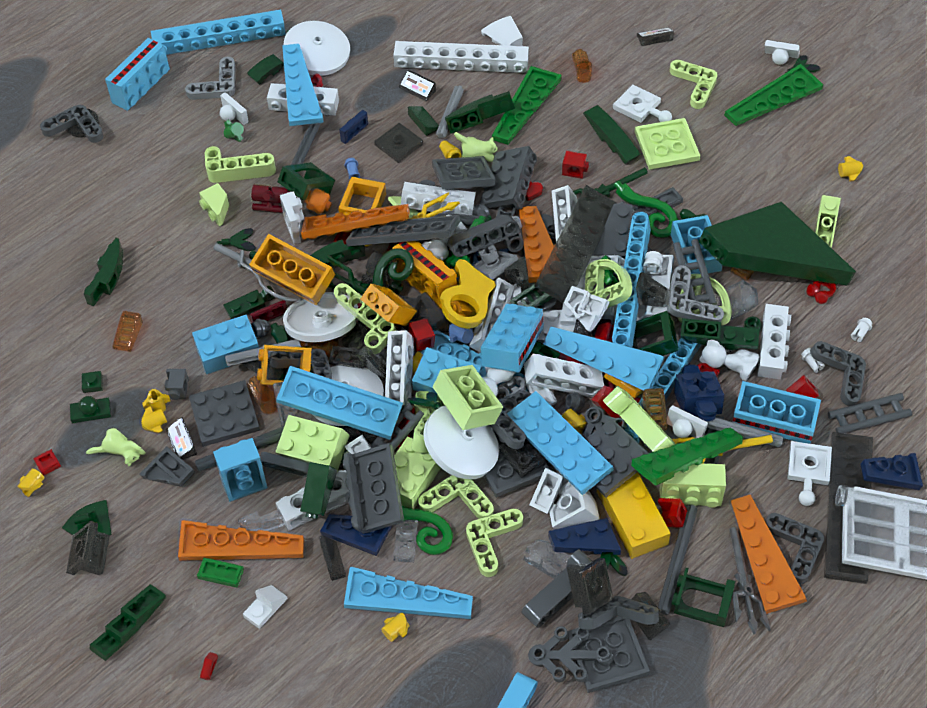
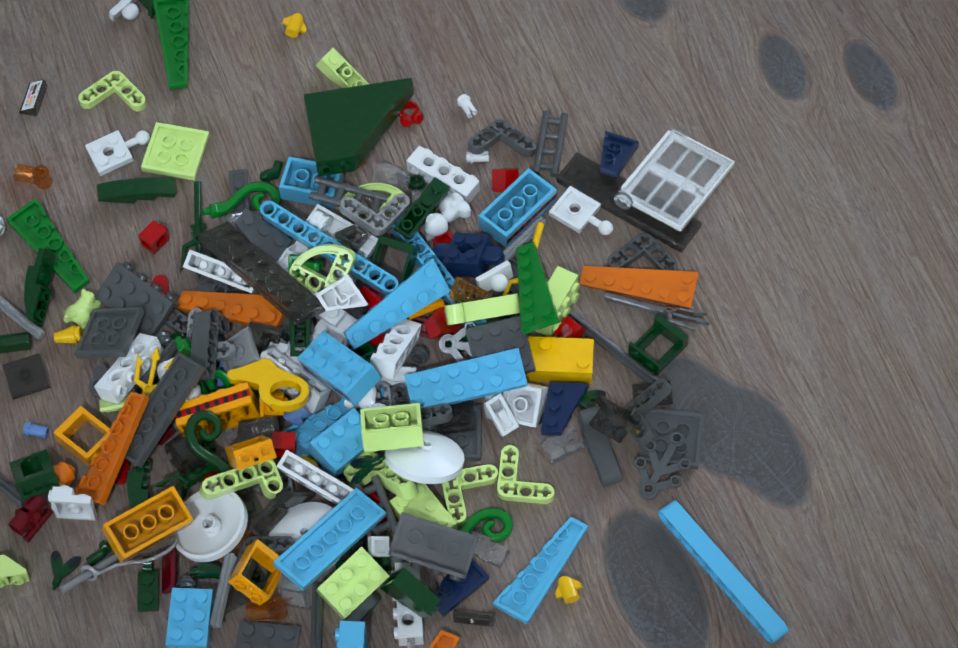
camera: 65 degrees left, 5 degrees up
(576, 421) = (438, 361): yellow piece -> none

